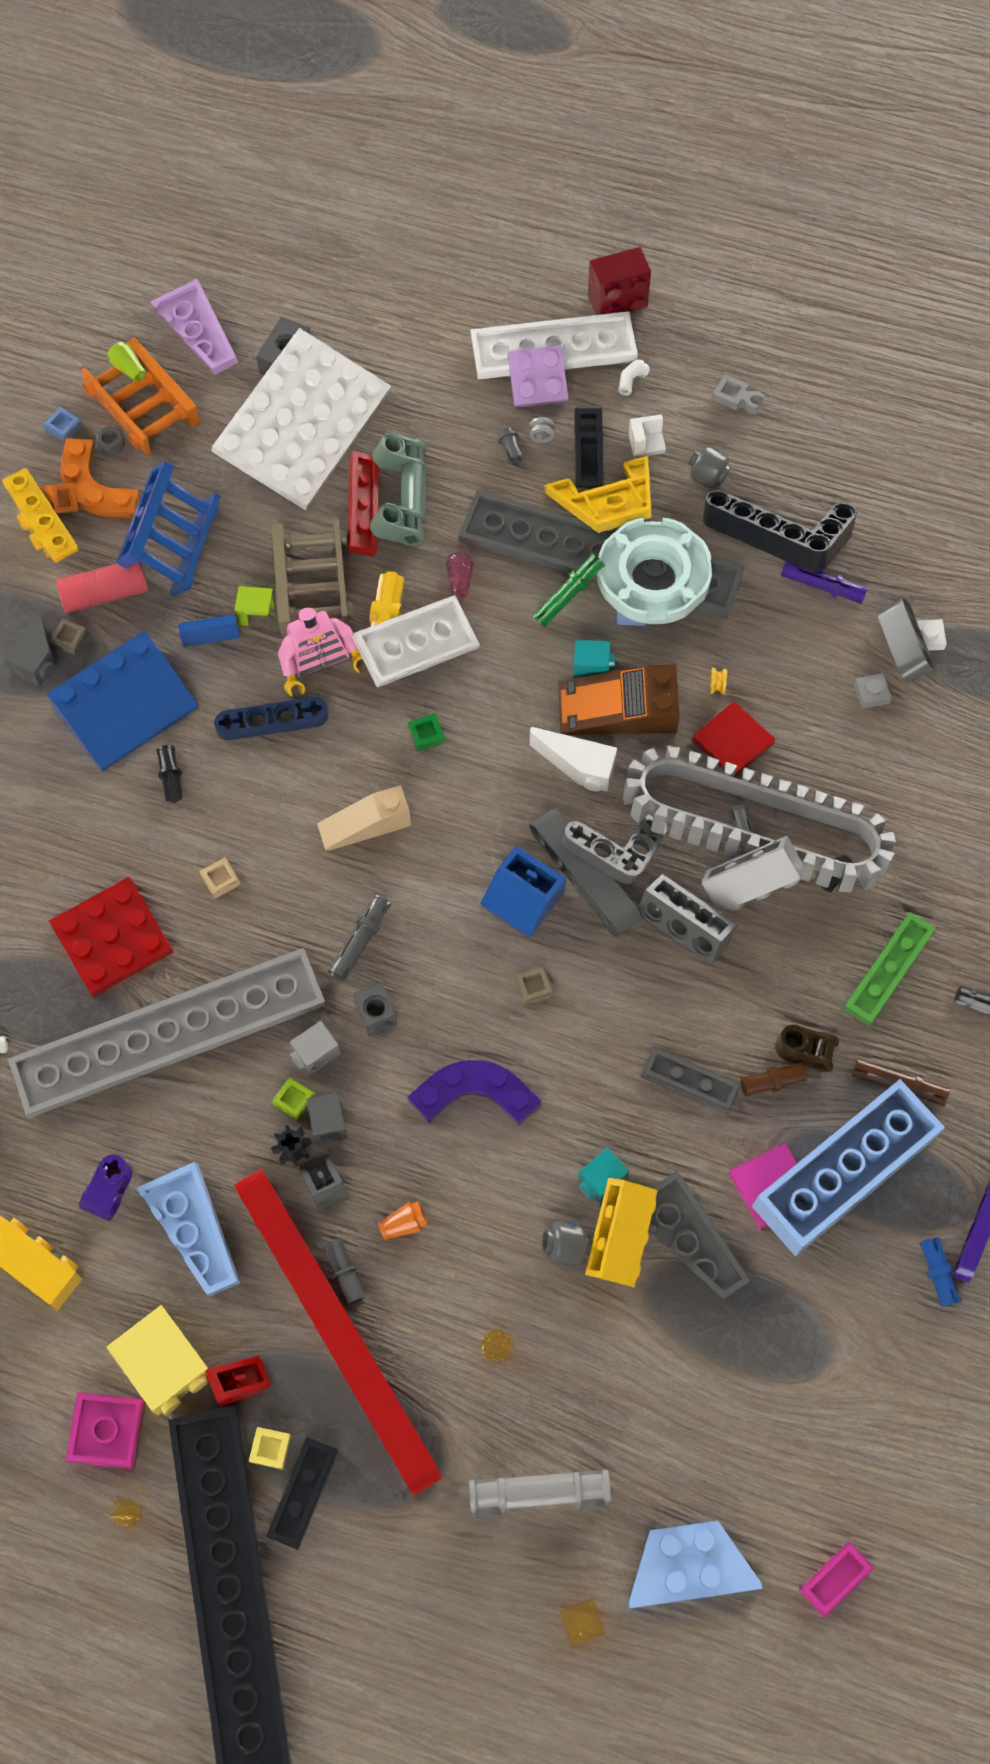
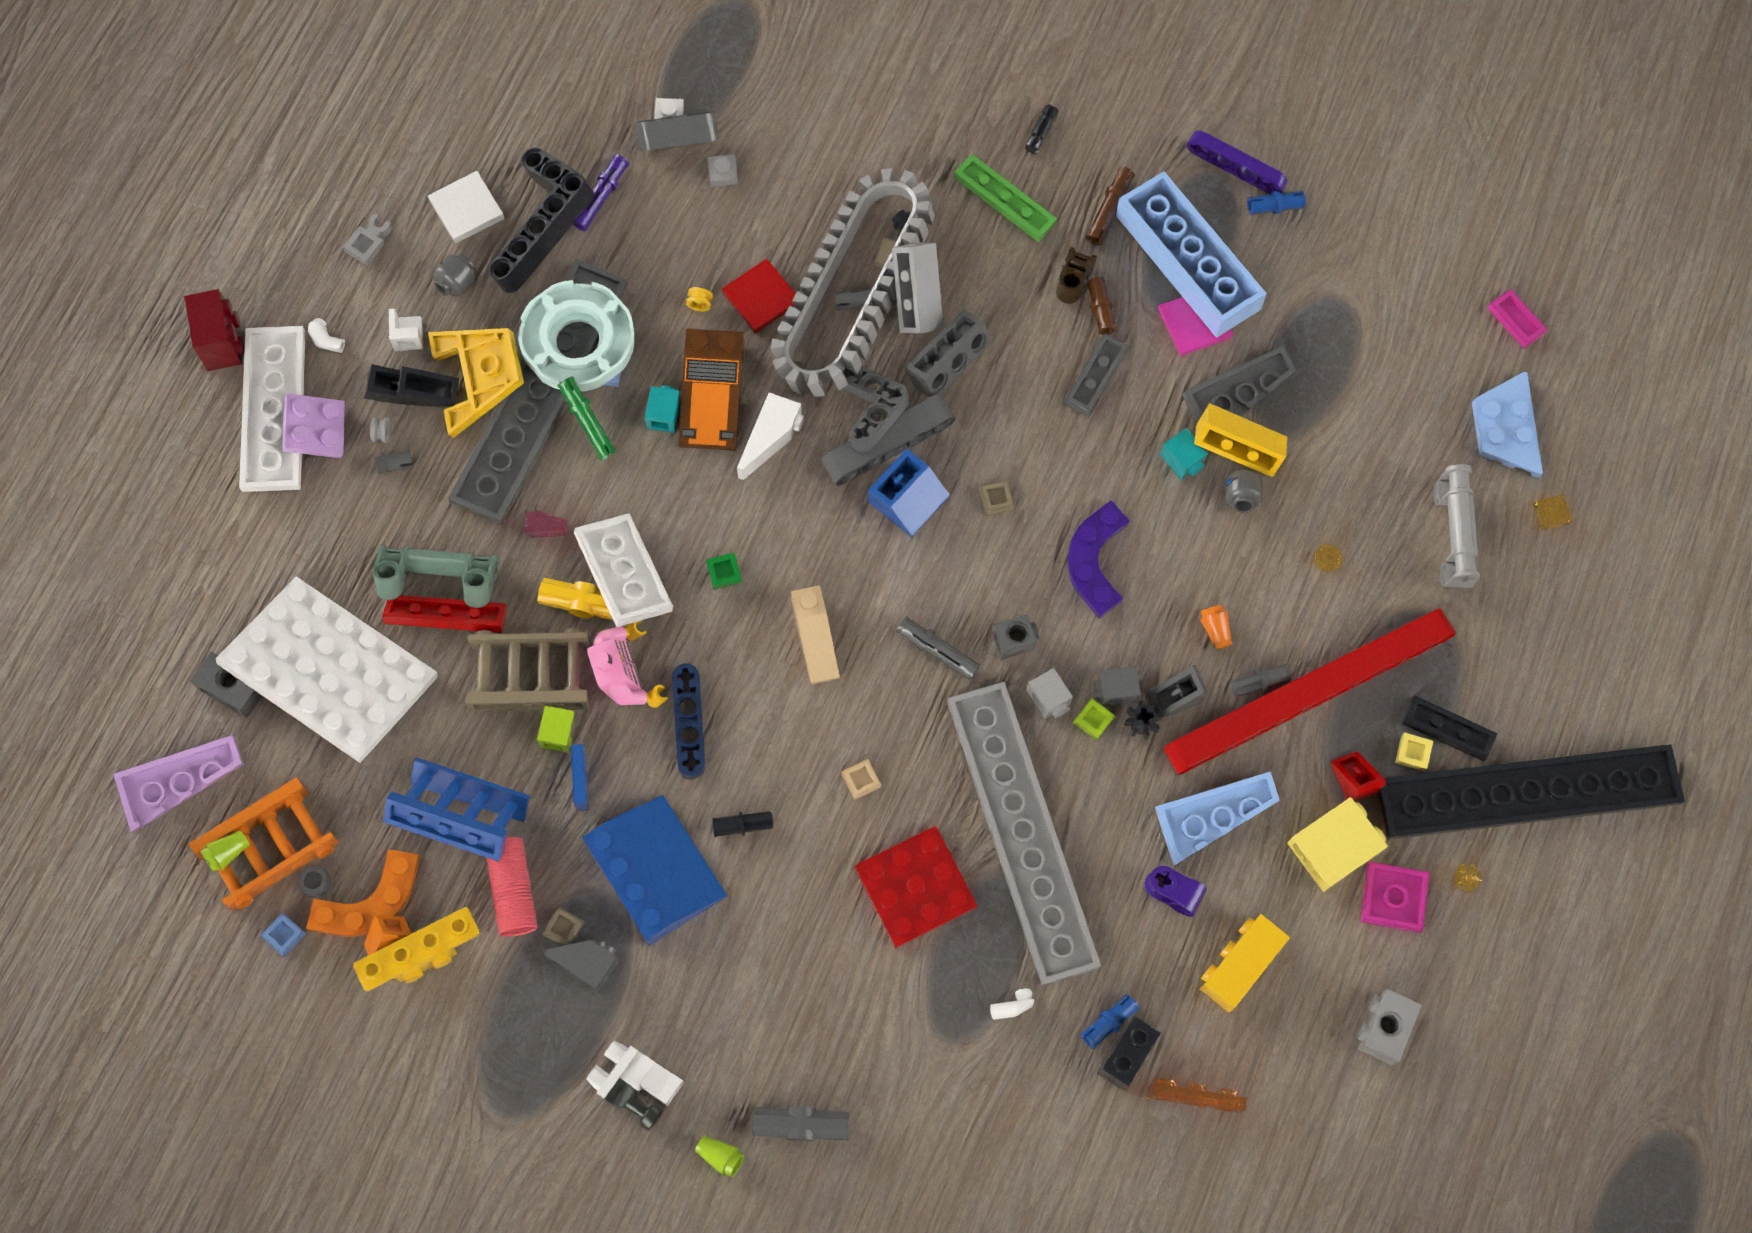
camera: 90 degrees left, 5 degrees up
(788, 471) = (466, 207): none -> white tile

